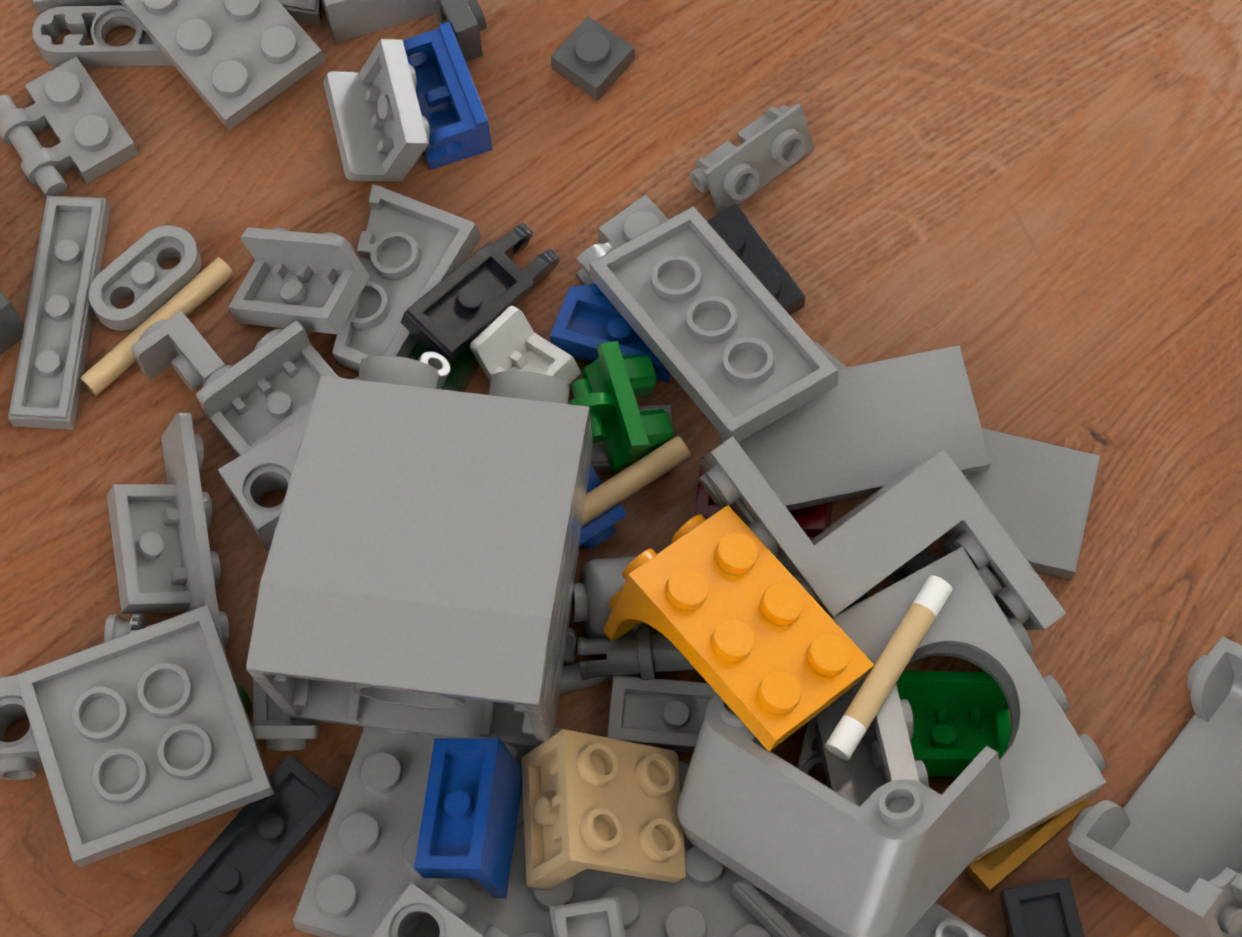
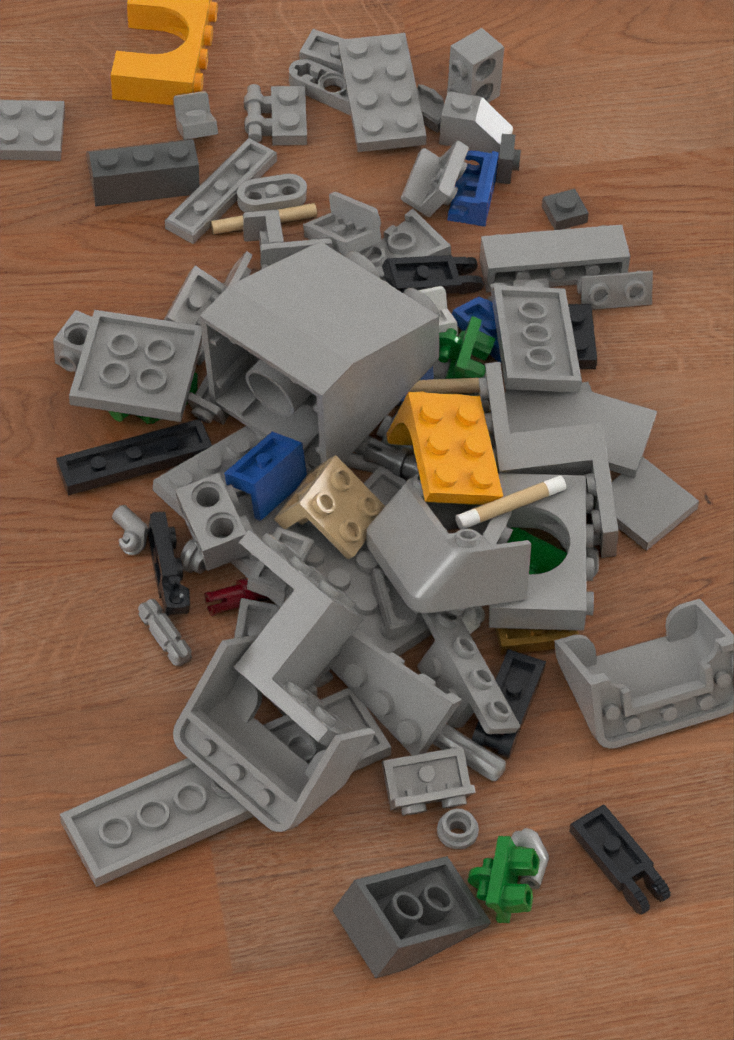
camera: 25 degrees right, 15 degrees down
(634, 153) = (554, 255): none -> light grey brick

